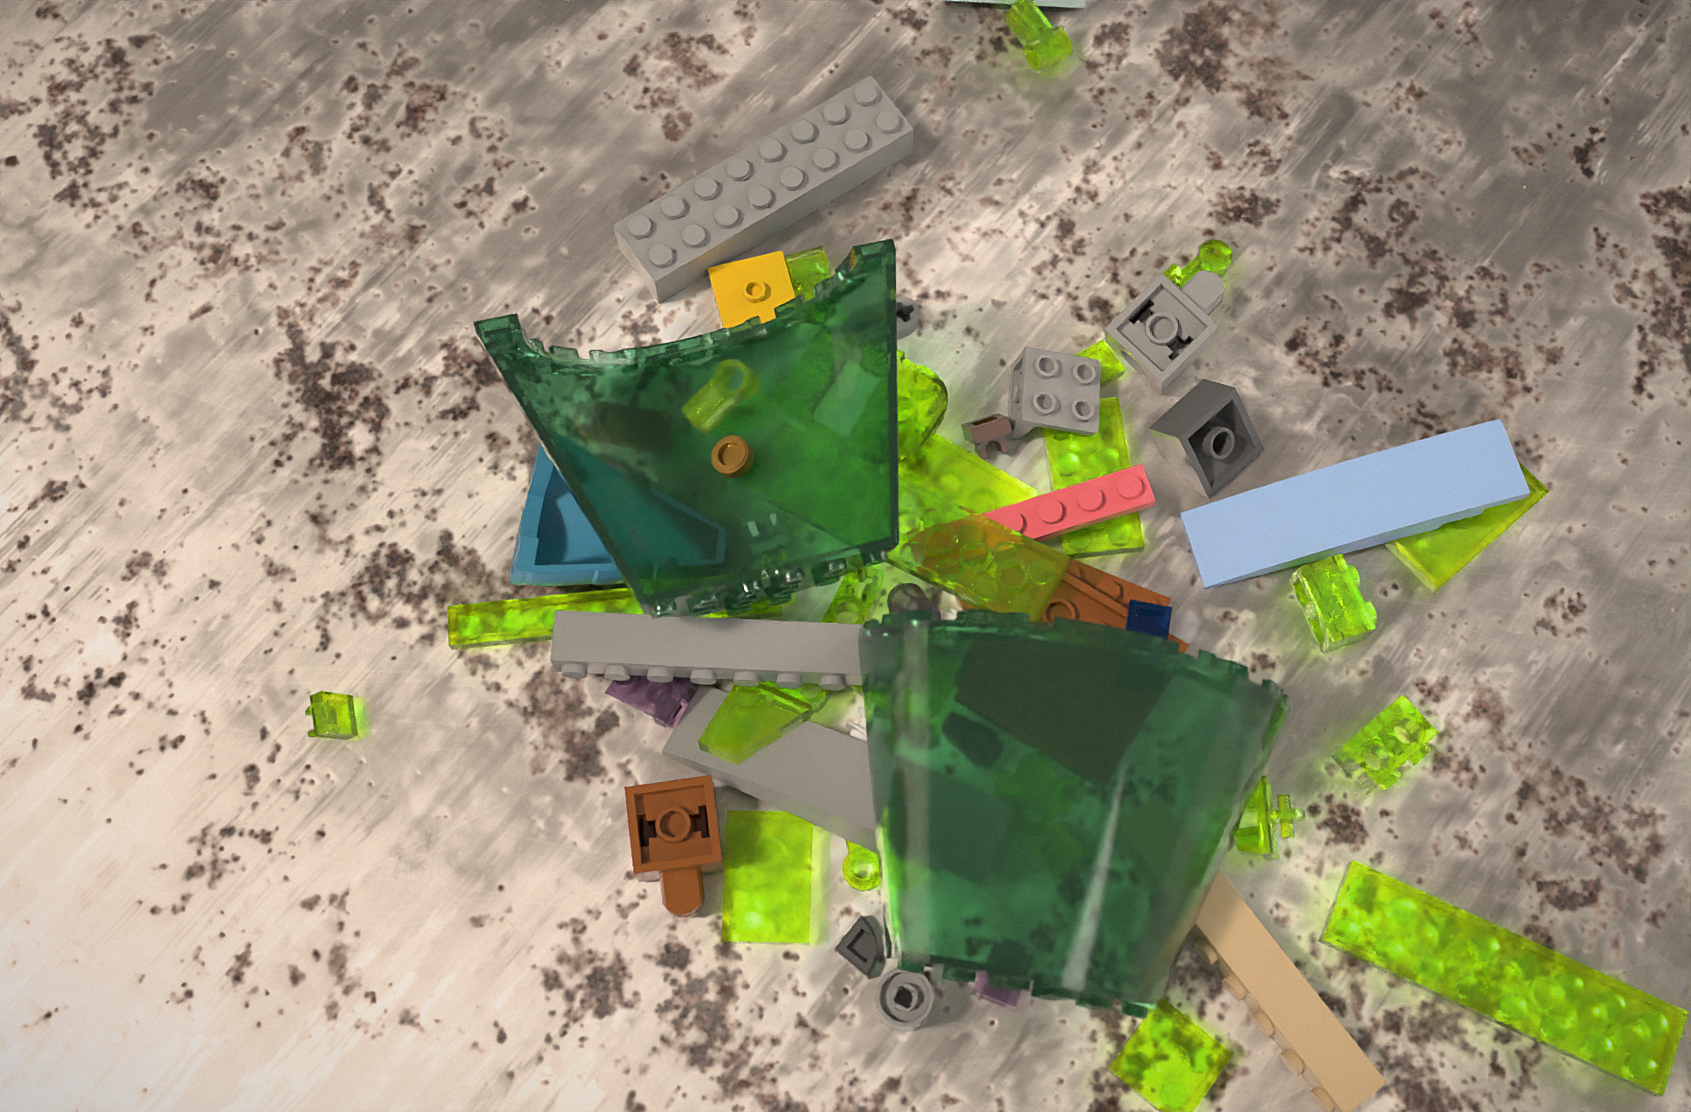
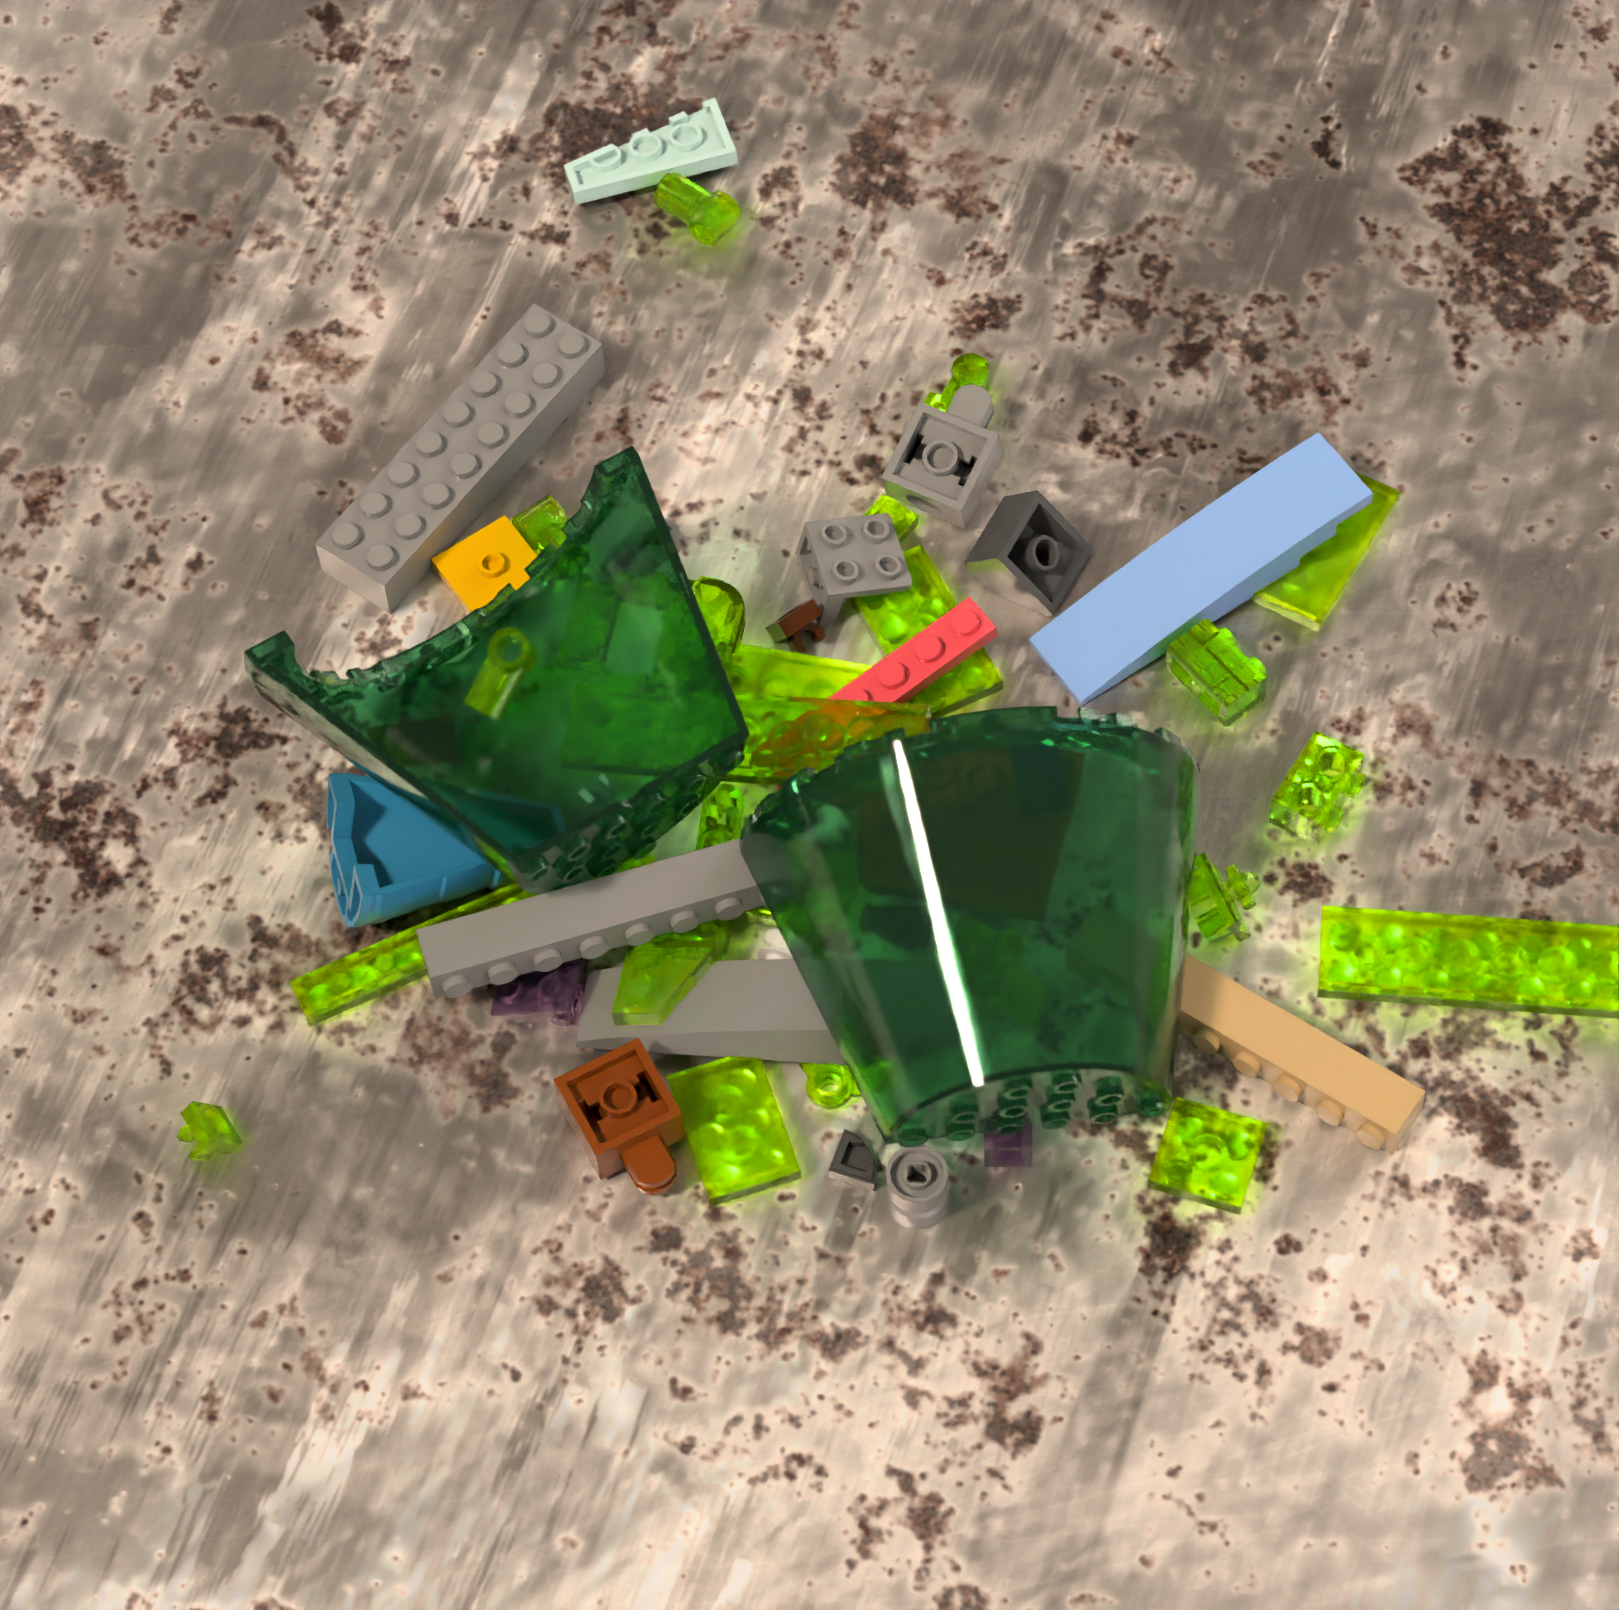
camera: 15 degrees left, 10 degrees down
(732, 456) = (537, 732): pearl gold tile -> none

